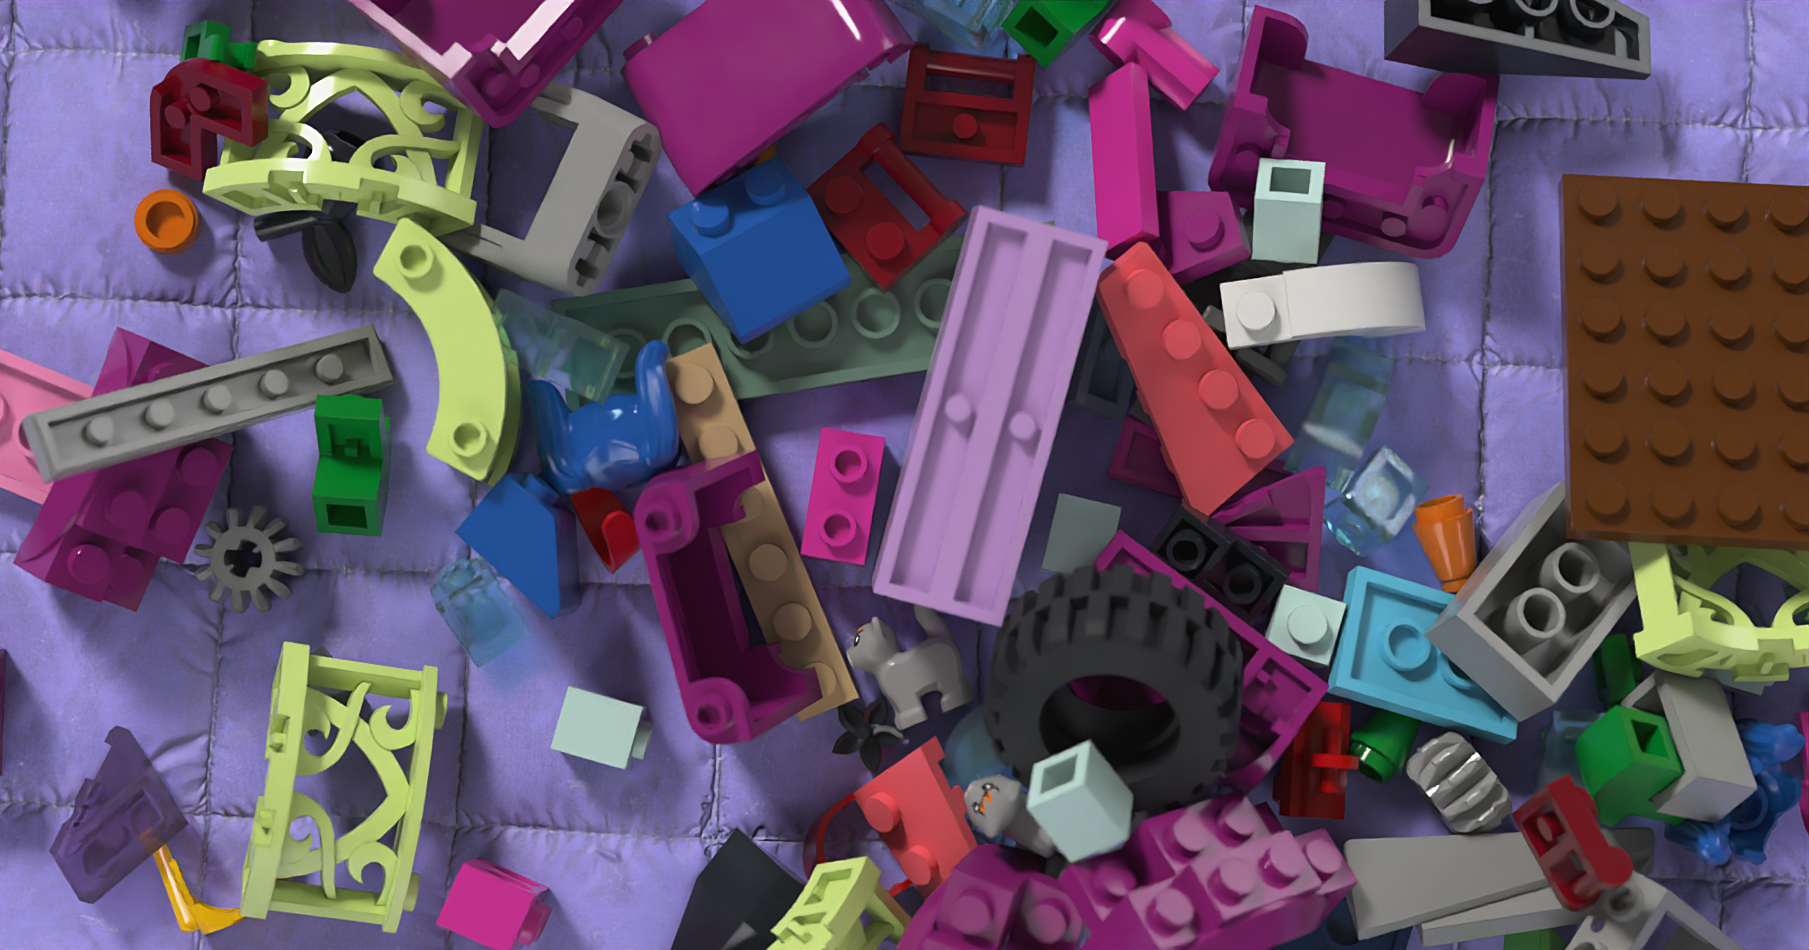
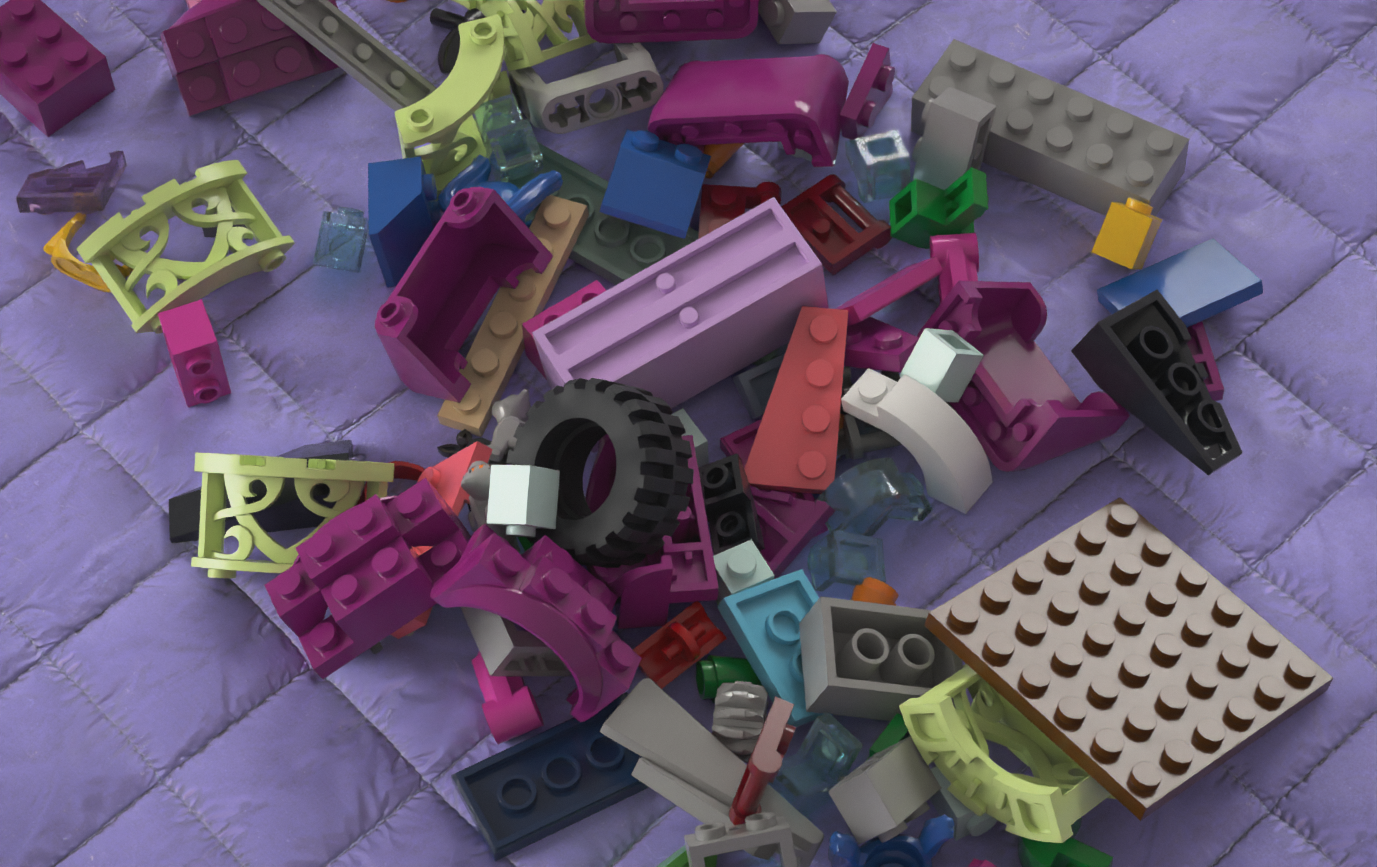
camera: 45 degrees right, 30 degrees down
(257, 580) = (265, 132): light grey gear -> none
(351, 465) = (364, 132): green brick -> none
(602, 728) = (338, 333): light aqua brick -> none
(1626, 762) = (832, 756): green brick -> none

